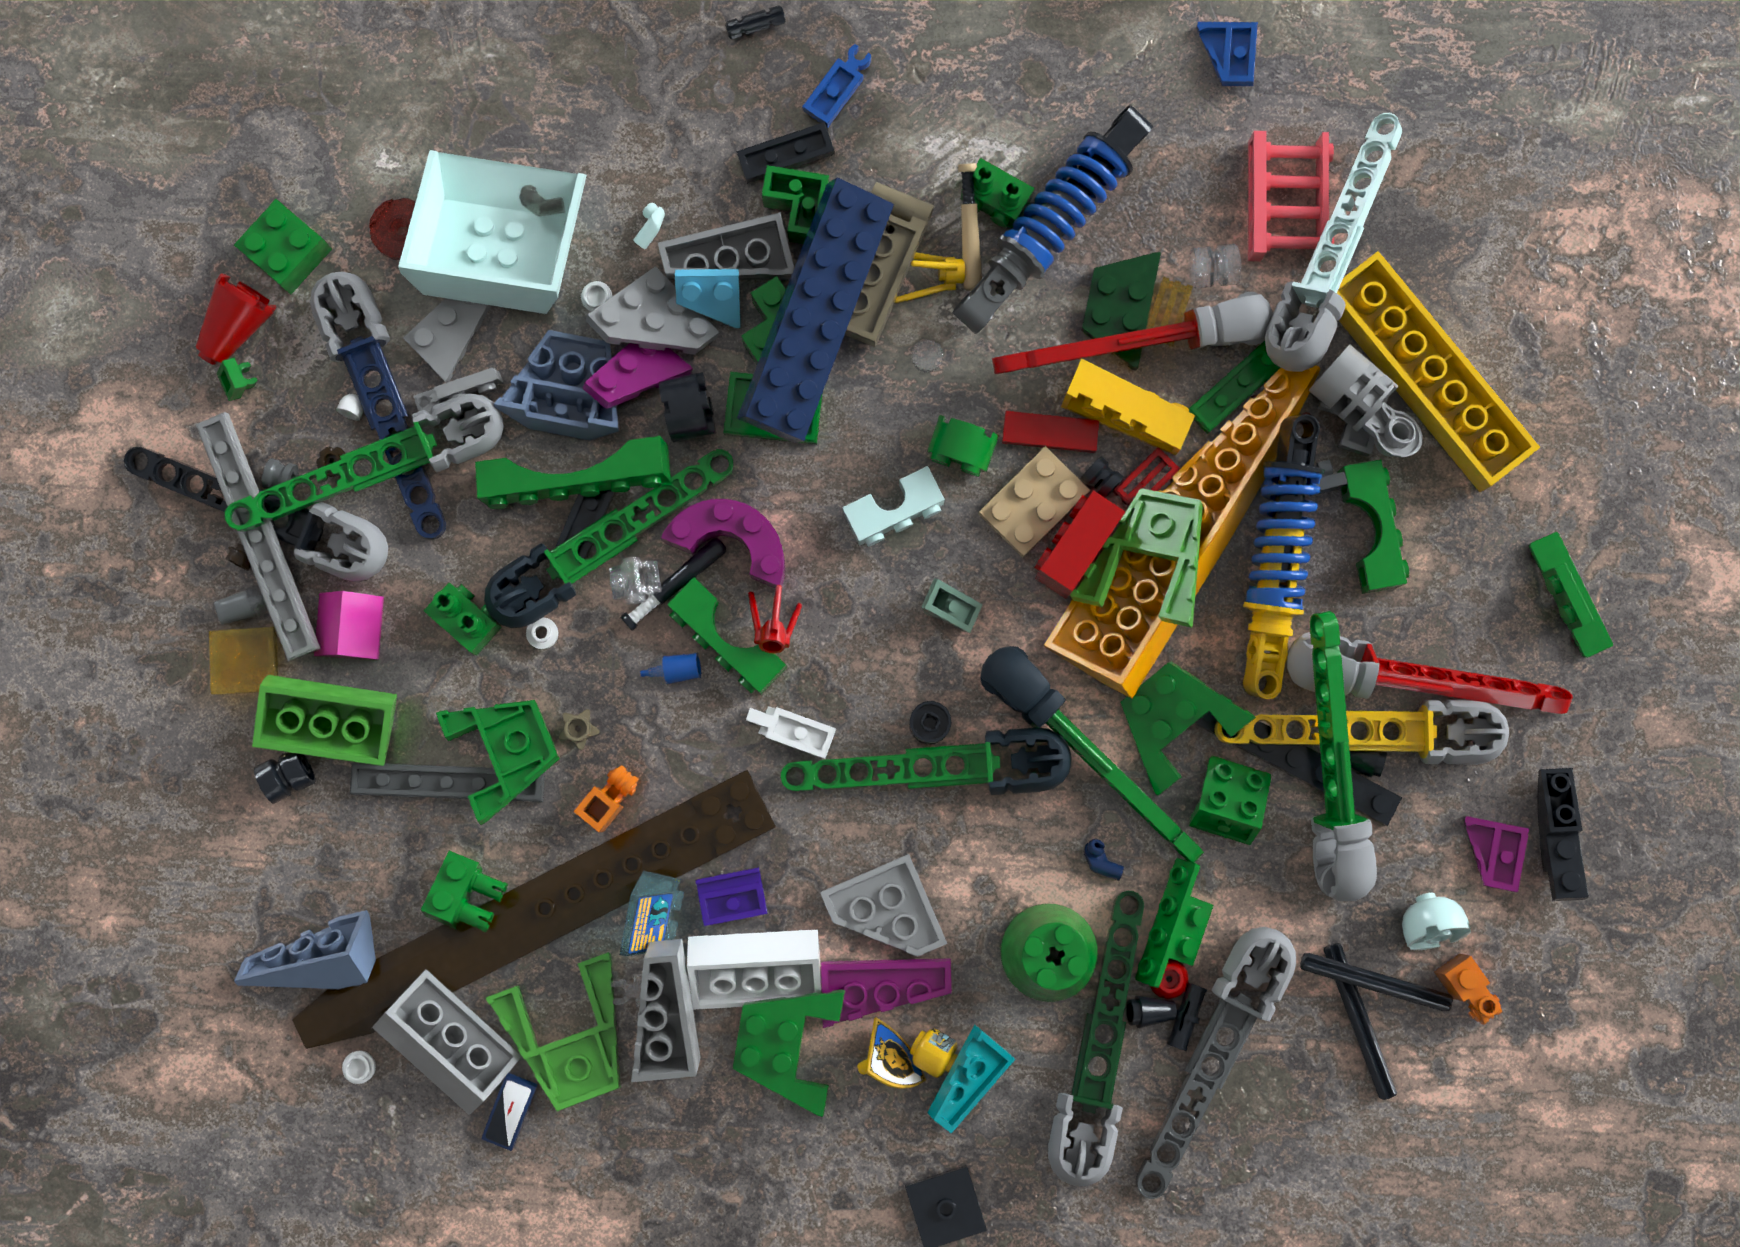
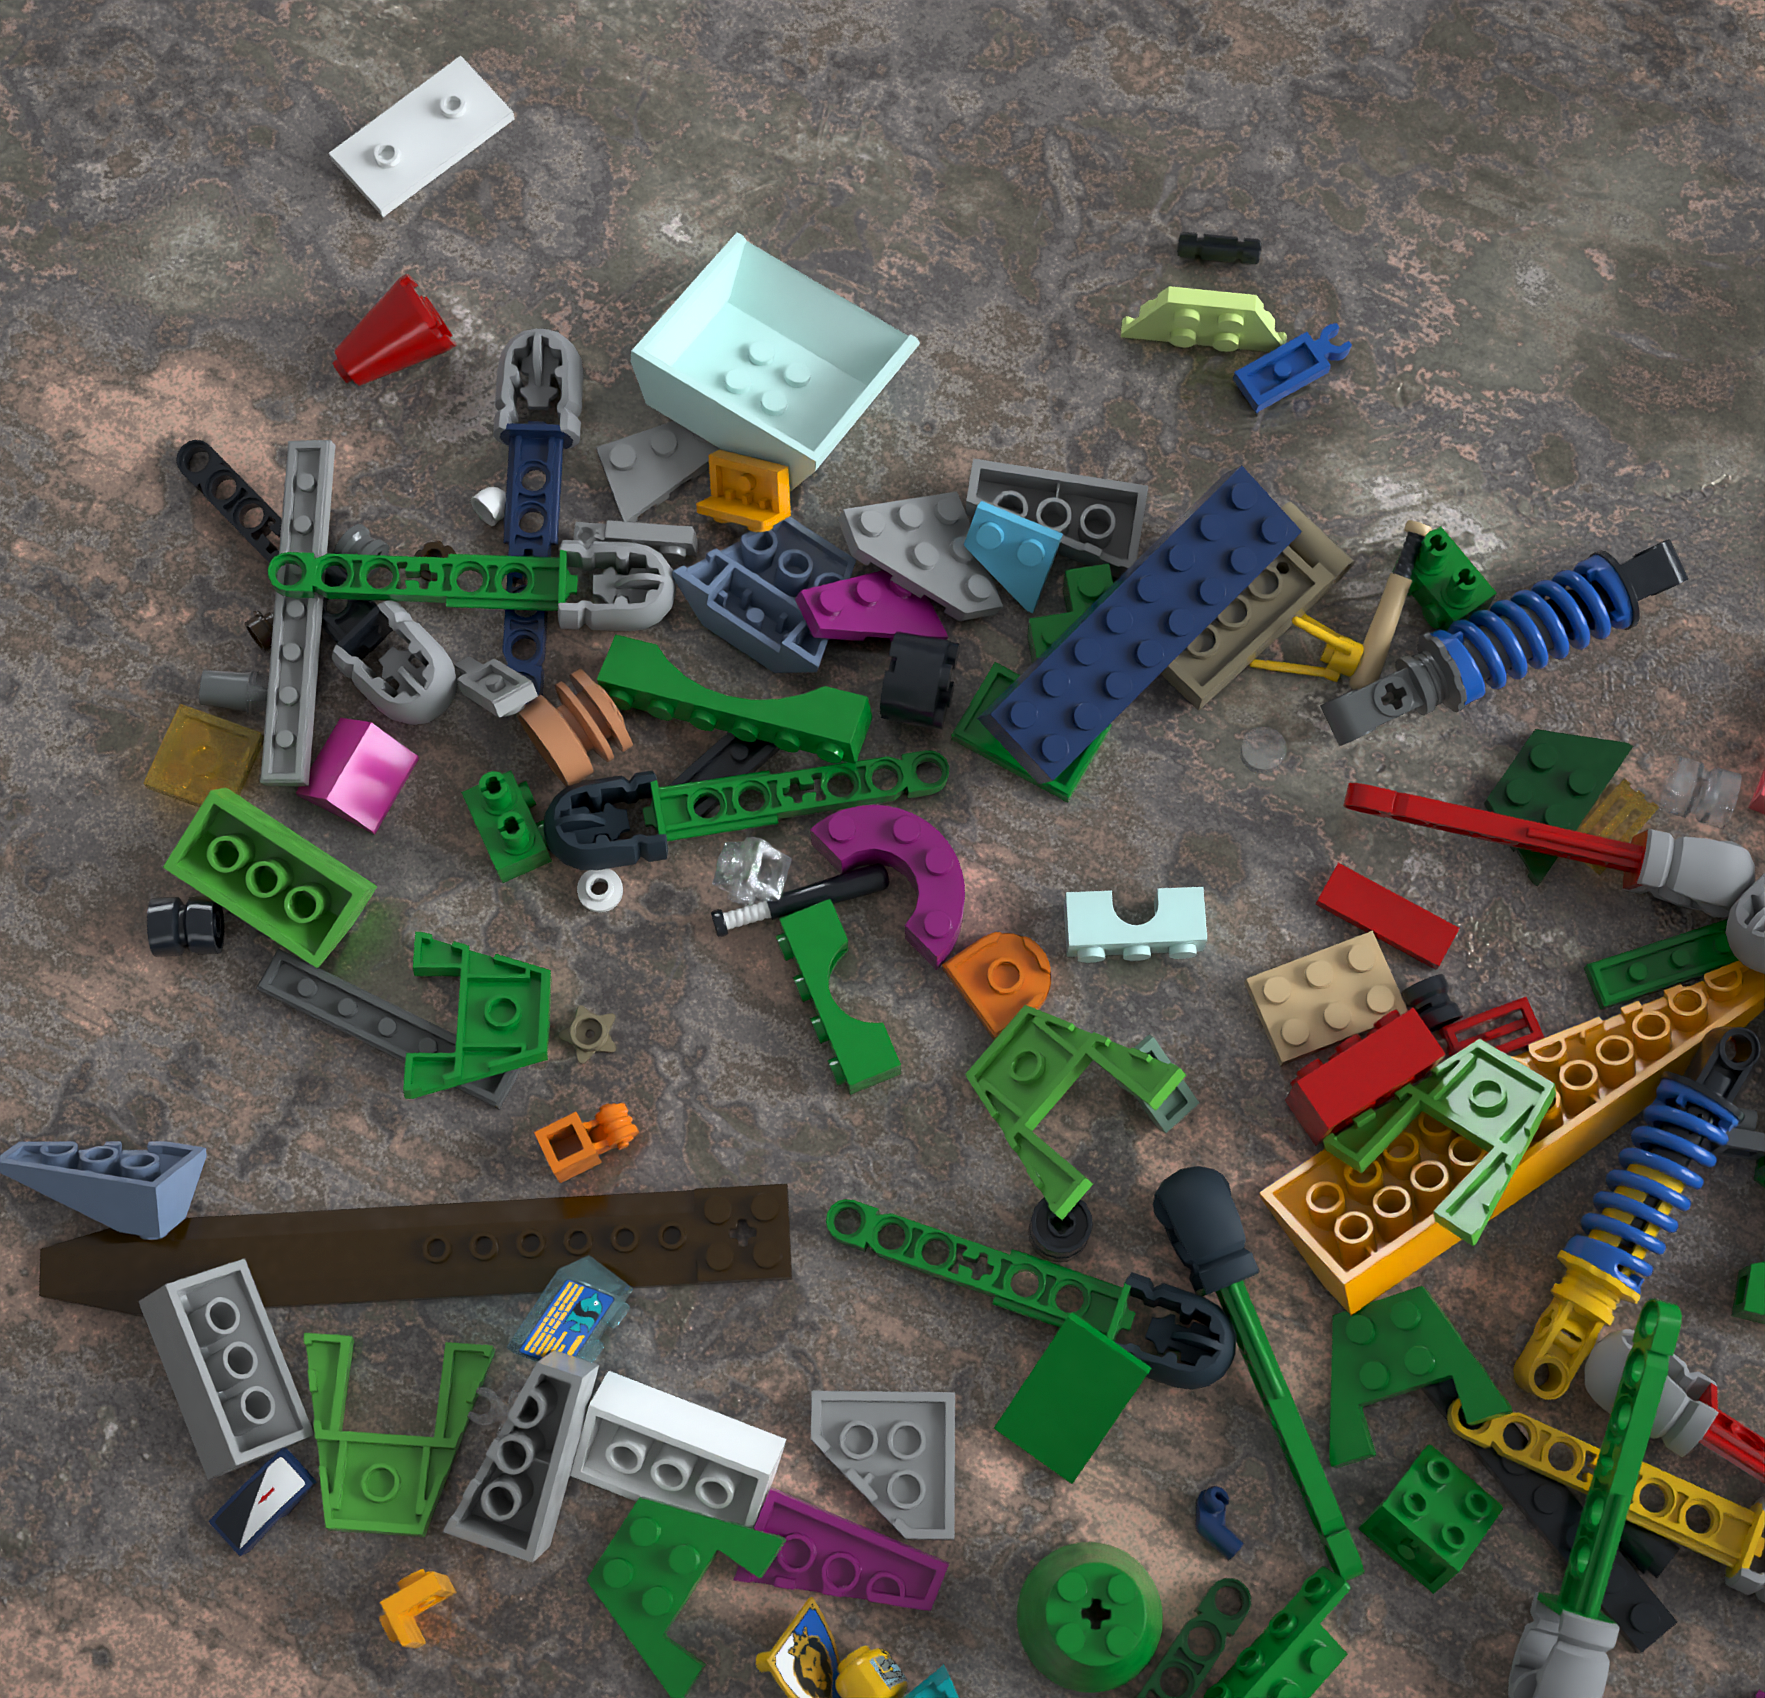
camera: 25 degrees right, 10 degrees down
(182, 167) = (421, 136): none -> white plate
(232, 379) = (359, 409): green tile -> none
(283, 246) = (500, 276): green brick -> none
(358, 1067) = (95, 1351): white plate -> none
(386, 223) = (641, 301): clear red plate -> none
(412, 532) = (494, 686): none -> light grey hinge
(452, 889) = (330, 1167): green brick -> none
(477, 536) = (575, 727): none -> nougat wheel
(517, 327) = (746, 491): none -> light orange bracket
(538, 205) = (842, 355): clear smoke arm -> none
(595, 294) = (864, 492): white plate -> none
(629, 1146) = (416, 1594): none -> light orange bracket
(651, 227) = (973, 442): light aqua arm -> none
(673, 669) = (750, 1009): blue piece -> none
(731, 896) = (690, 1344): dark purple plate -> none
(767, 78) = (1206, 319): none -> yellowish green wing
(772, 635) = (900, 1018): red plant -> none
(786, 151) = (1188, 420): black plate -> none
(793, 730) = (872, 1159): white hinge -> none
(794, 192) = (1175, 471): green brick -> none
(824, 579) = (1000, 977): none -> orange tile
(869, 632) = (1030, 1072): none -> bright green wing
(963, 445) = (1261, 880): green brick -> none
(983, 826) = (1072, 1398): none -> green tile
(1127, 408) = (1503, 925): yellow wedge -> none

